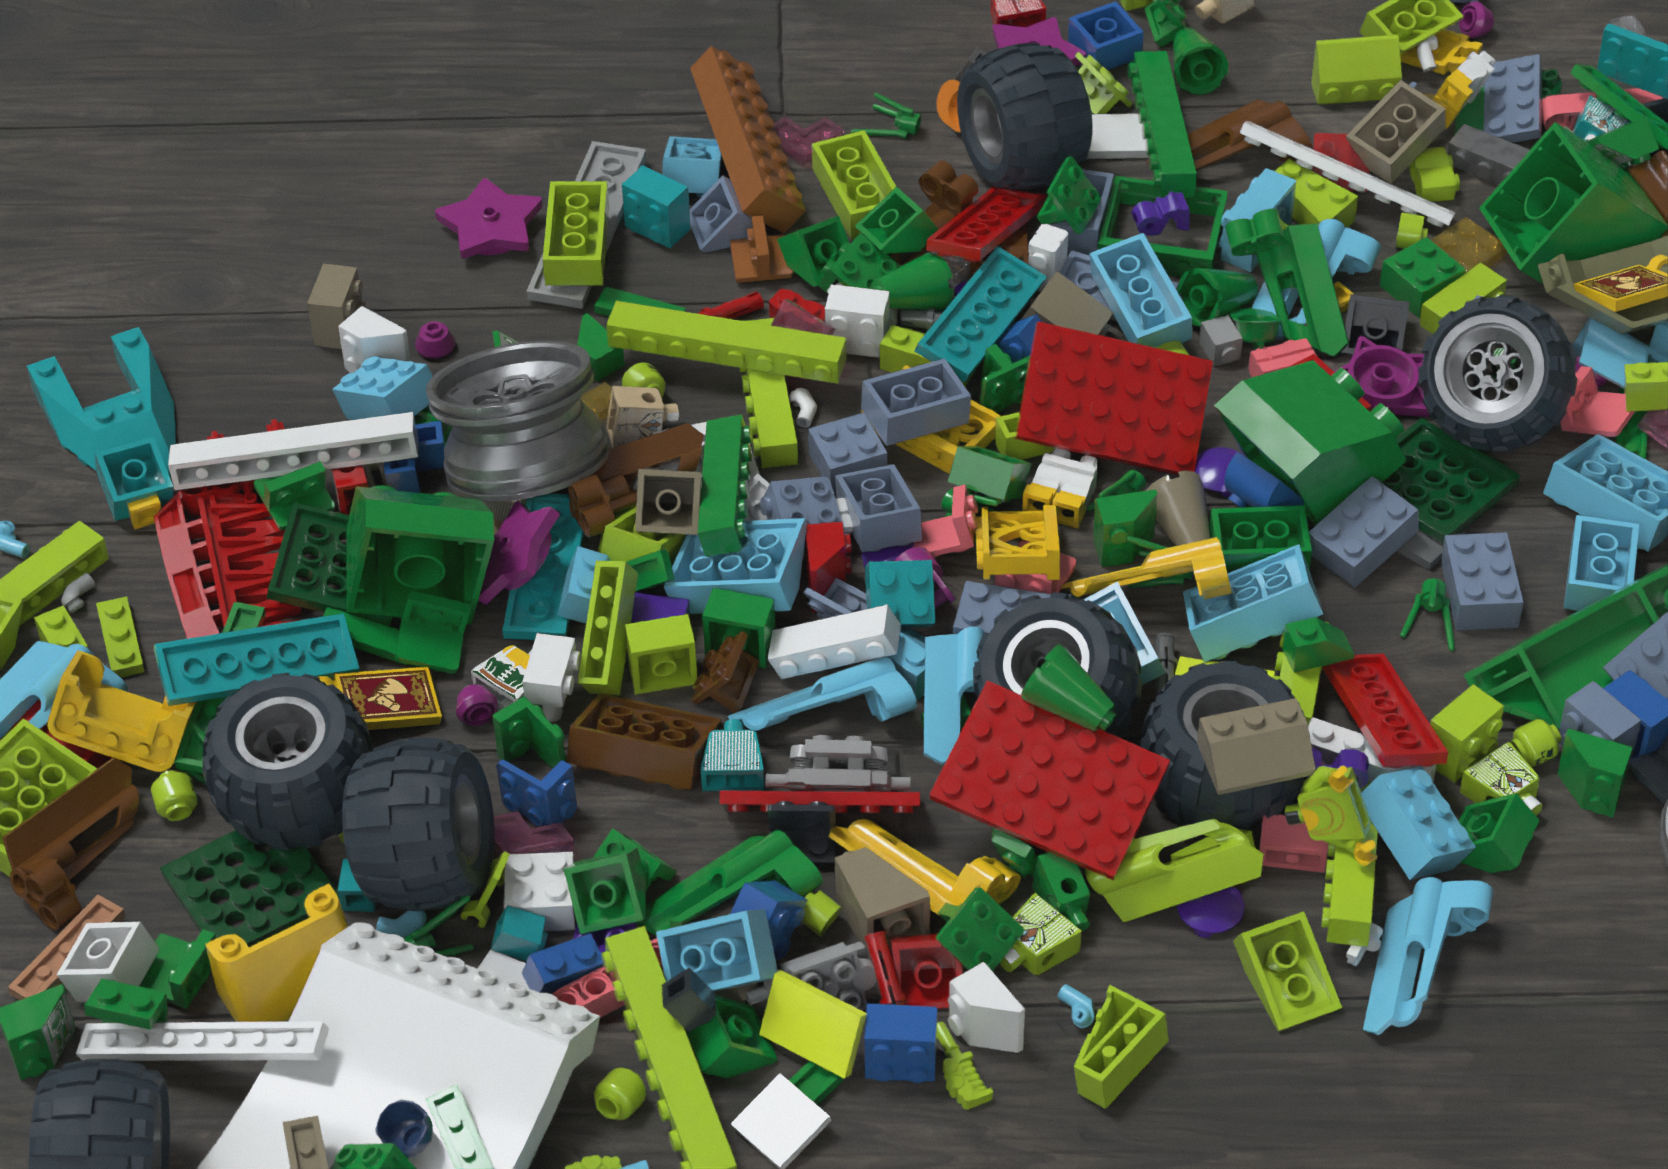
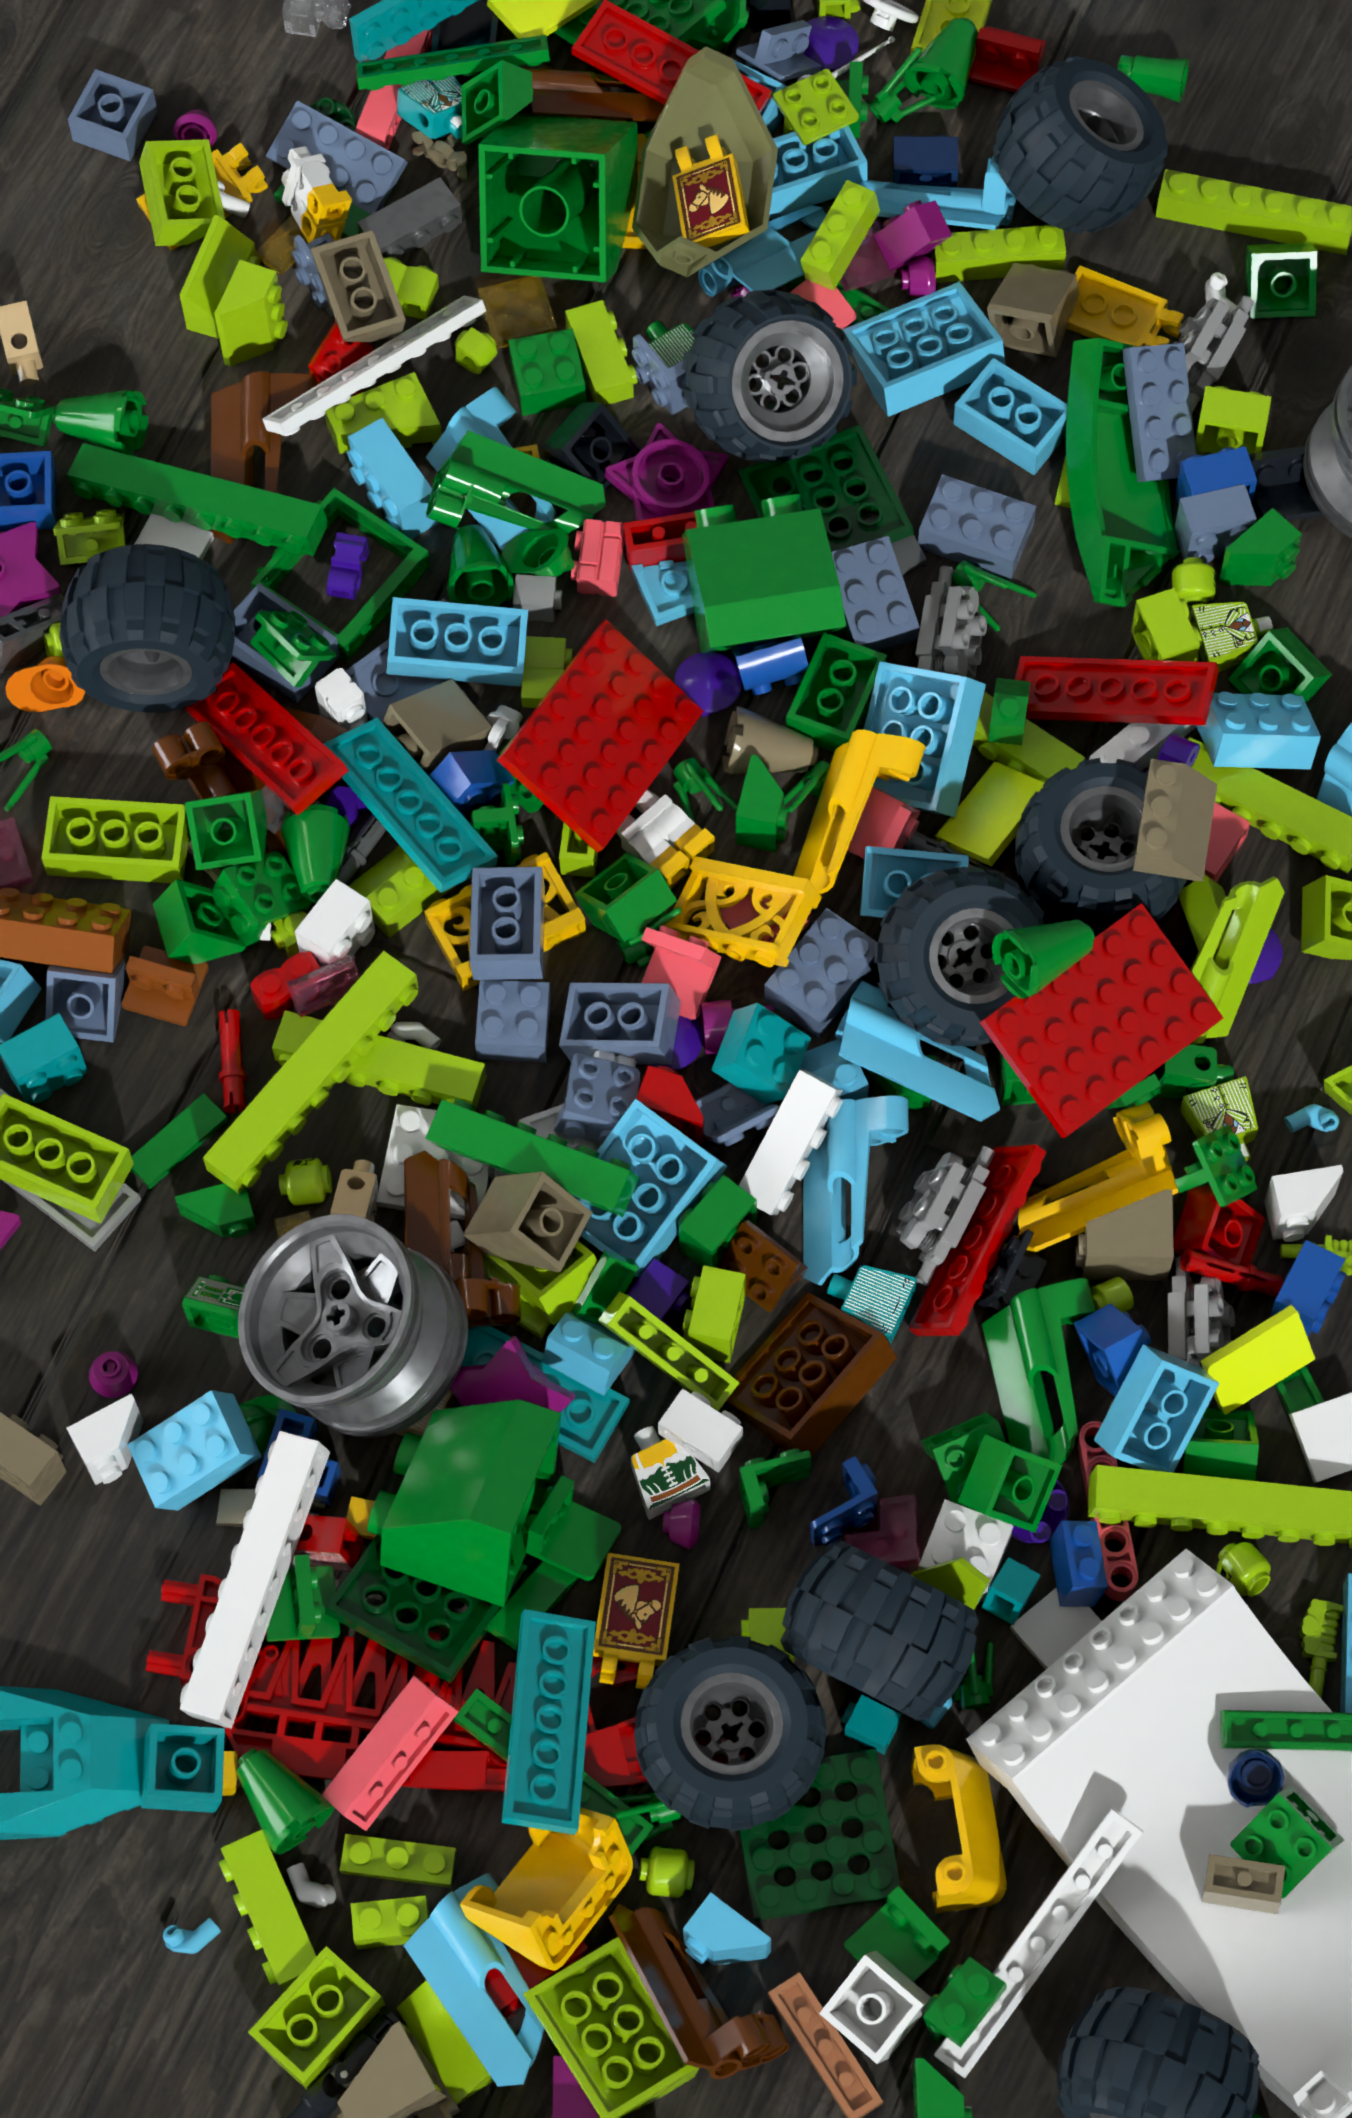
camera: 65 degrees left, 20 degrees up
(129, 543) = (281, 1800): none -> green cone
(132, 839) = (723, 1935): none -> medium azure slope
(191, 580) = (389, 1753): none -> coral brick
(689, 999) = (1203, 1458): black brick -> none
(1162, 607) = (883, 823): none -> coral bracket
(1332, 87) = (250, 314): none -> lime slope
(1334, 811) = (1246, 790): lime torso -> none
(1370, 595) = (951, 628): none -> light grey piece

